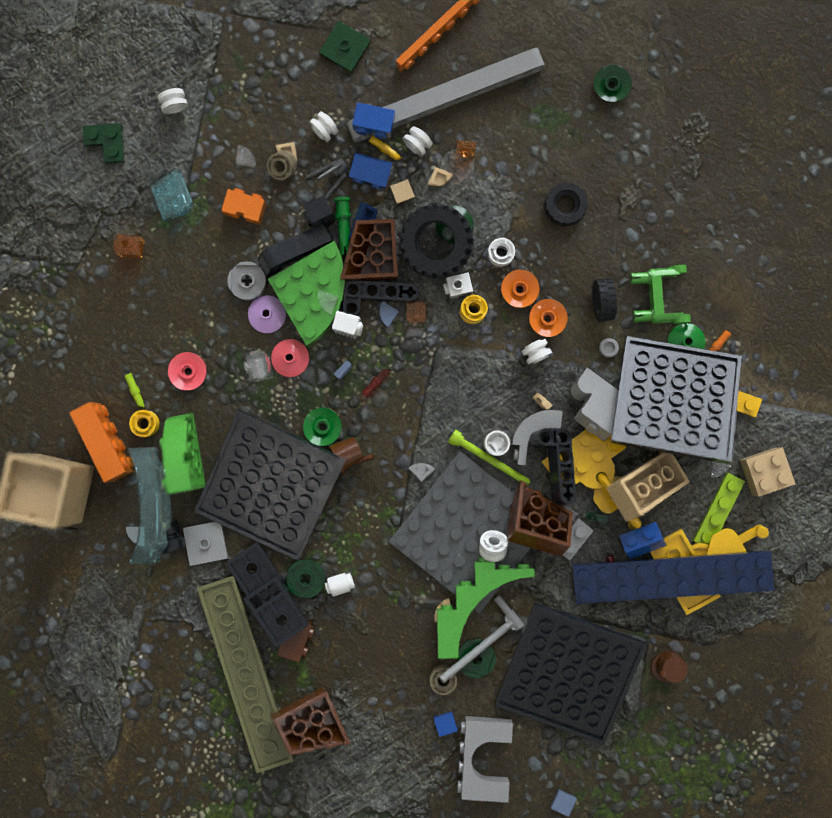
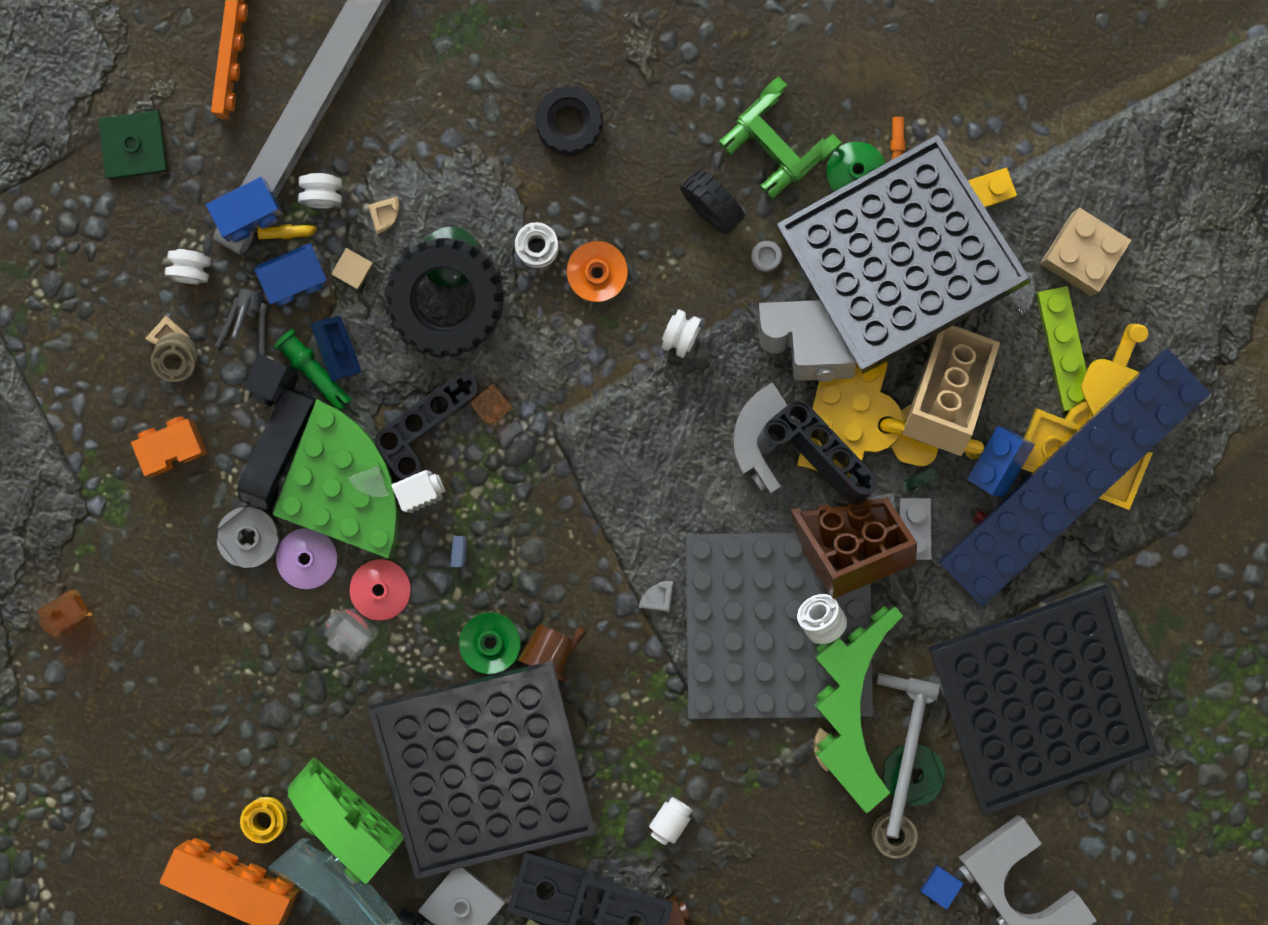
camera: 35 degrees left, 0 degrees up
(134, 390) = (217, 788): lime piece -> none
(172, 196) = (67, 507): clear light blue plate -> none
(178, 367) = (249, 713): coral dish -> none
(245, 157) = (119, 384): clear tile -> none
(305, 589) = (607, 857): dark green plate -> none
(371, 252) = (375, 375): reddish brown wedge -> none
(375, 382) = (512, 534): clear red piece -> none
(387, 314) = (457, 436): sand blue tile -> none
(457, 439) = (671, 522): lime piece -> none
(458, 285) = (517, 330): white brick -> none
(465, 148) = (387, 150): clear orange plate -> none
(479, 303) = (555, 331): yellow wheel -> none
(496, 443) = (723, 487): white wheel -> none
(541, 401) = (737, 390): tan tile -> none
(555, 311) = (665, 264): orange dish -> none
(563, 802) = (1165, 865): sand blue tile -> none
(669, 667) = (1159, 591): reddish brown hat -> none

